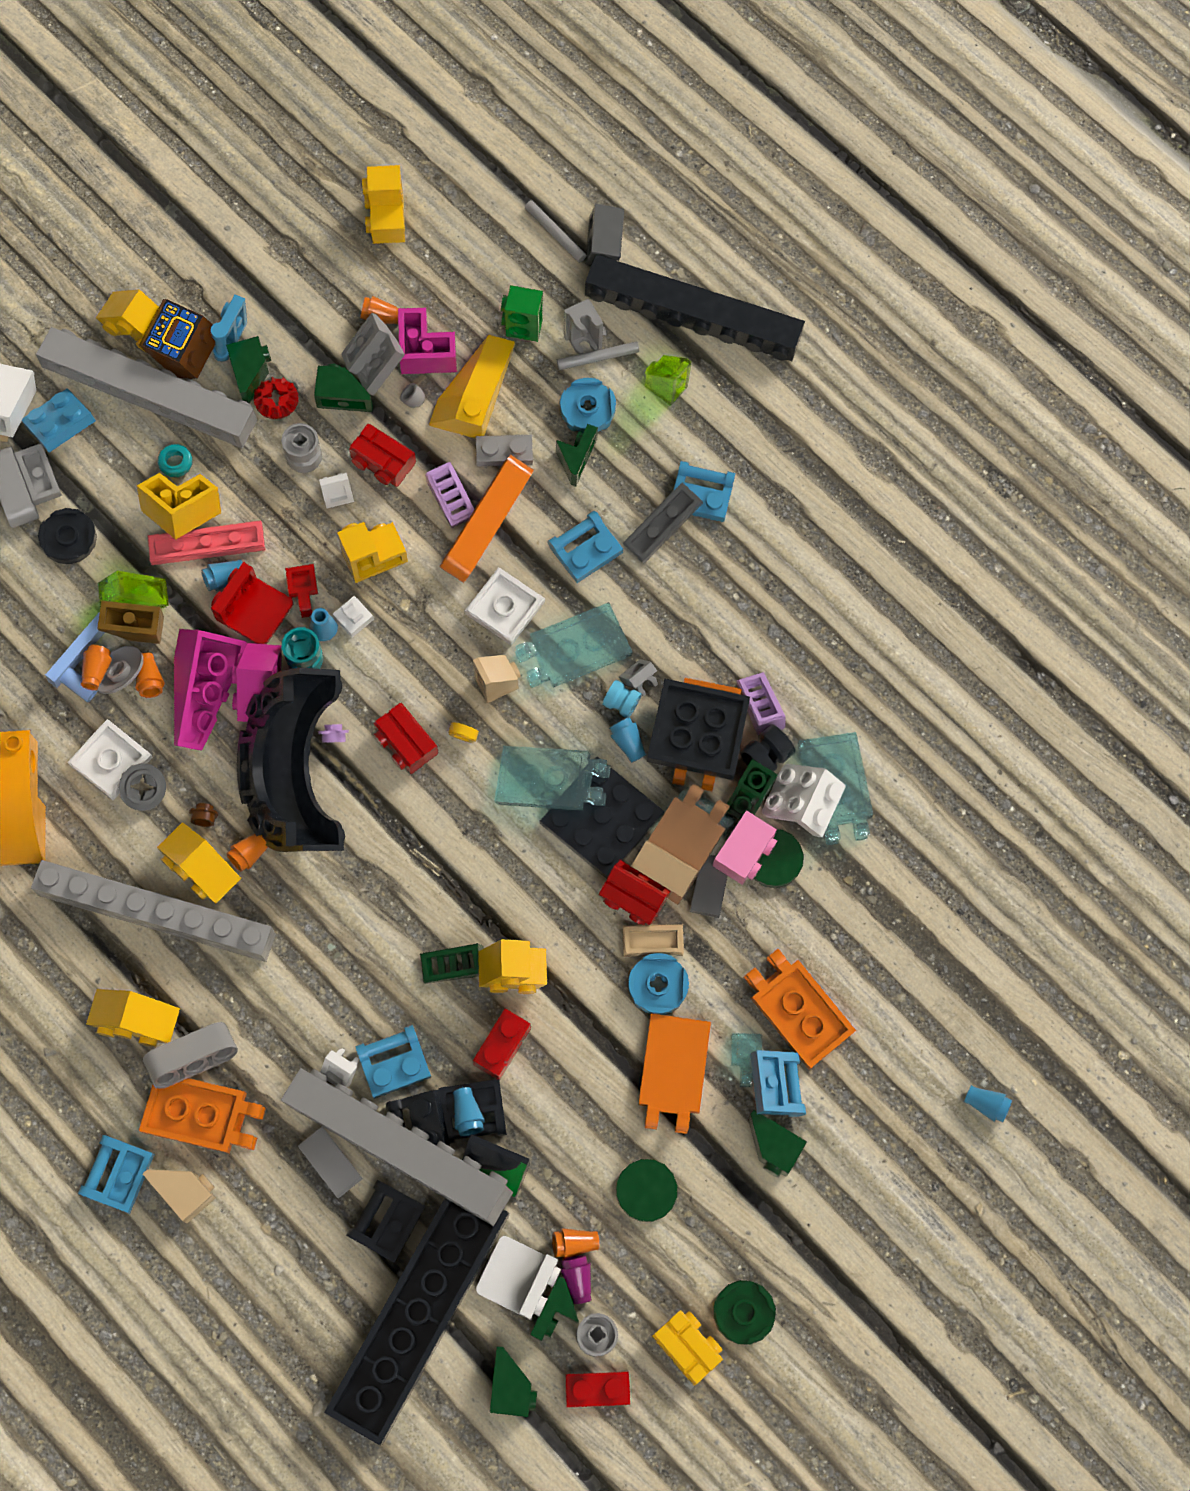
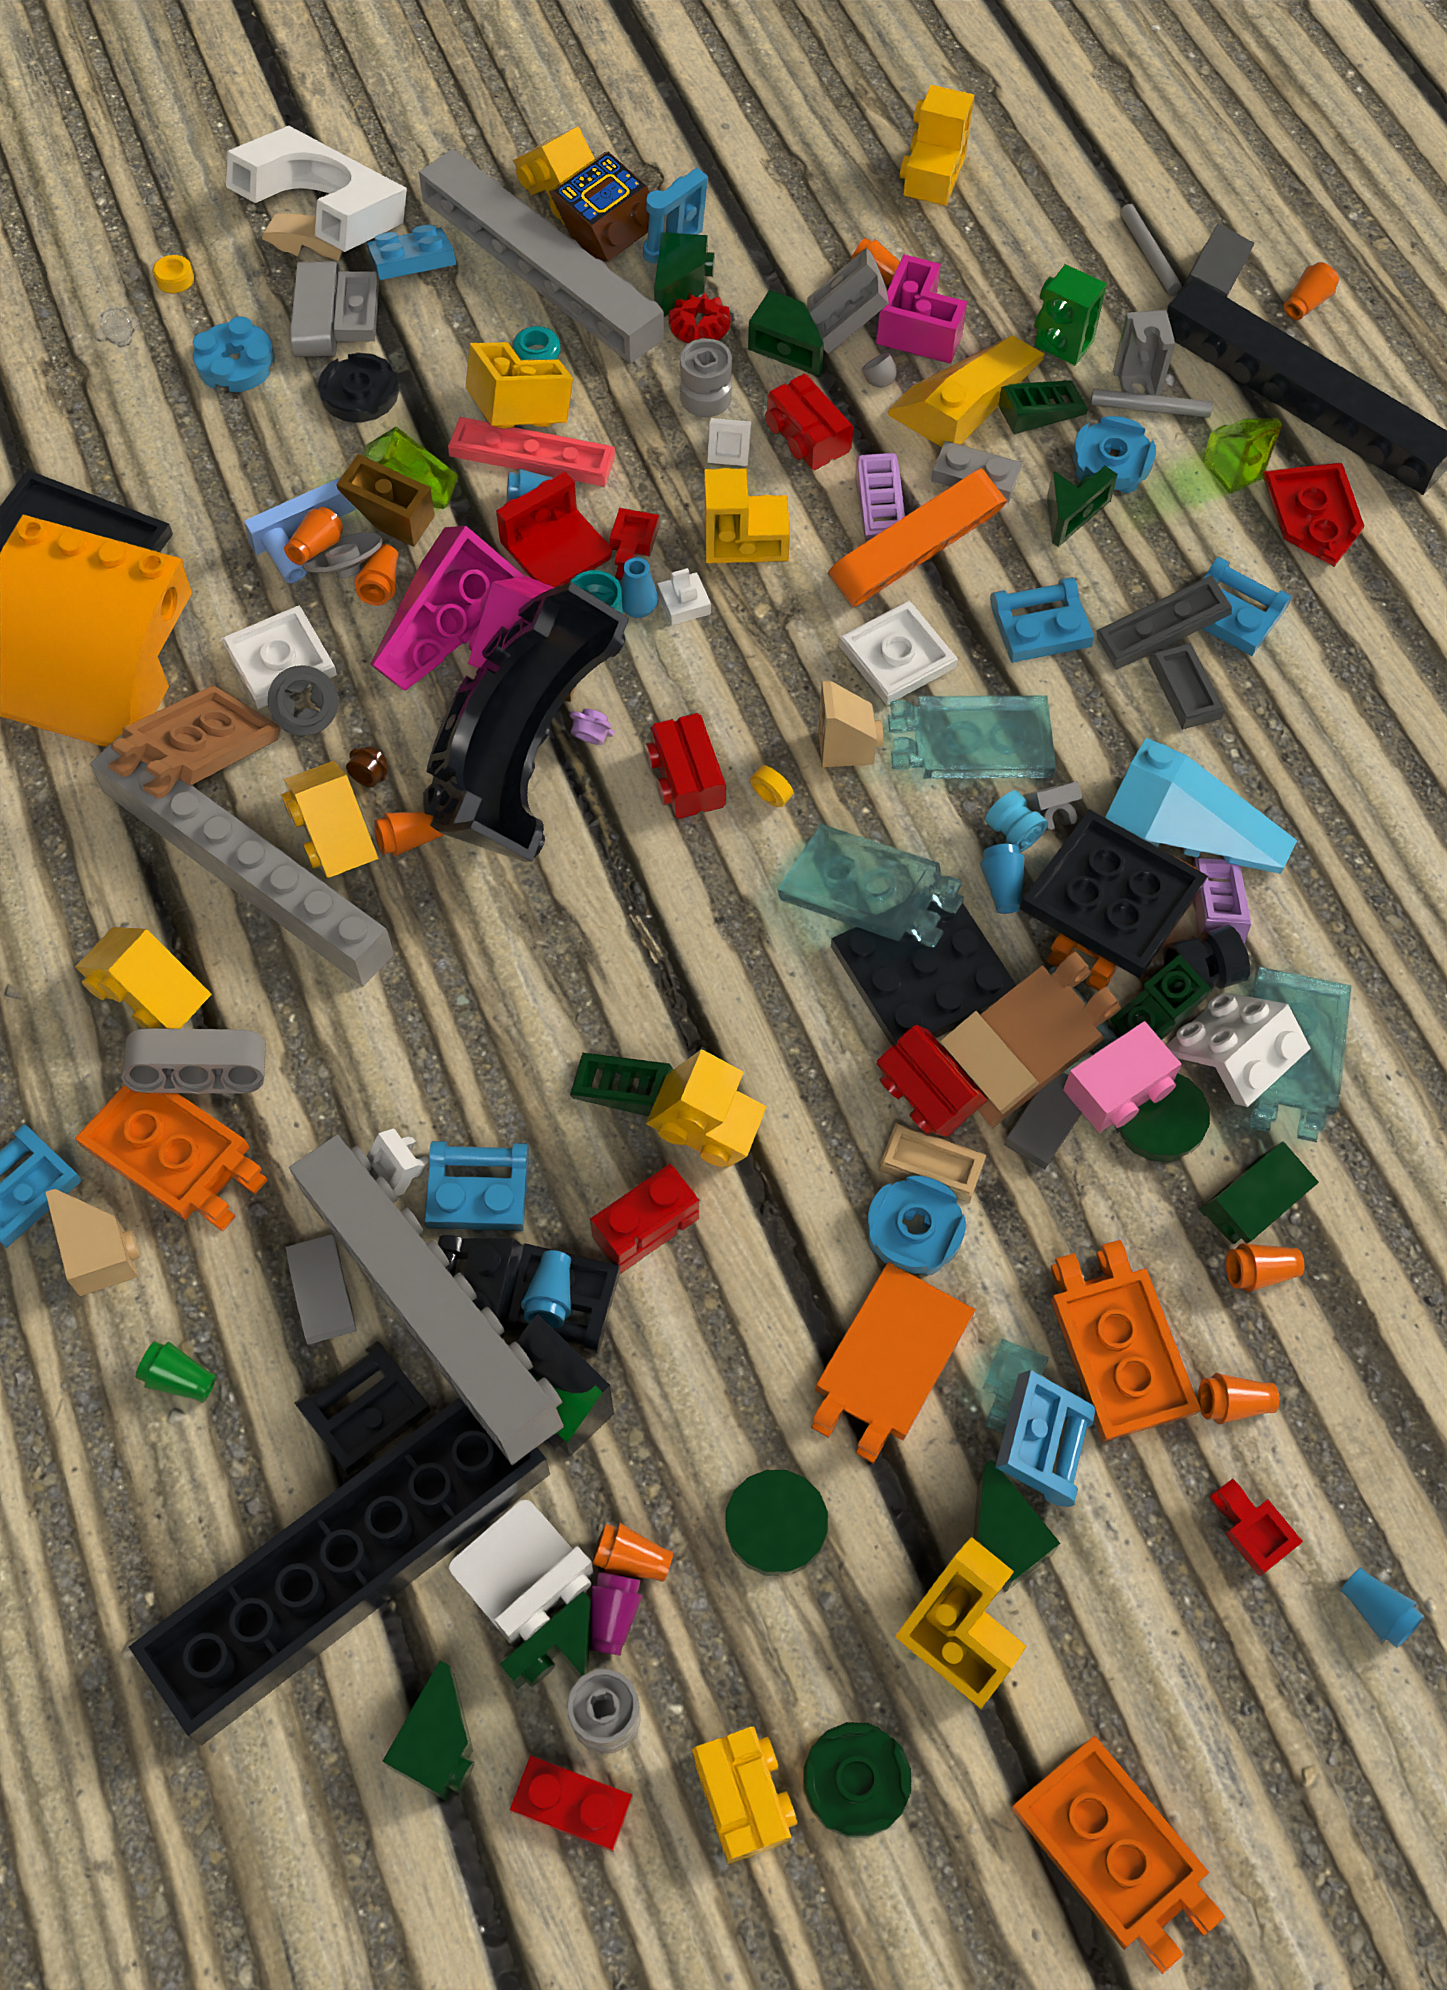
camera: 25 degrees right, 10 degrees down
(87, 844) = (192, 739): none -> medium nougat tile
(269, 1246) = (174, 1372): none -> green cone
(517, 400) = (1021, 418): none -> dark green slope
(672, 229) = (1311, 290): none -> orange cone
(691, 560) = (1186, 686): none -> dark grey tile
(720, 652) = (1184, 806): none -> medium azure wedge
(729, 400) = (1315, 509): none -> red tile
(768, 1212) = (954, 1630): none -> yellow brick
(846, 887) = (1259, 1194): none -> dark green hinge
(862, 930) = (1262, 1266): none -> orange cone
(872, 1016) = (1235, 1398): none -> orange cone
(893, 1292) = (1118, 1852): none -> orange tile
(910, 1087) = (1259, 1532): none -> red plate

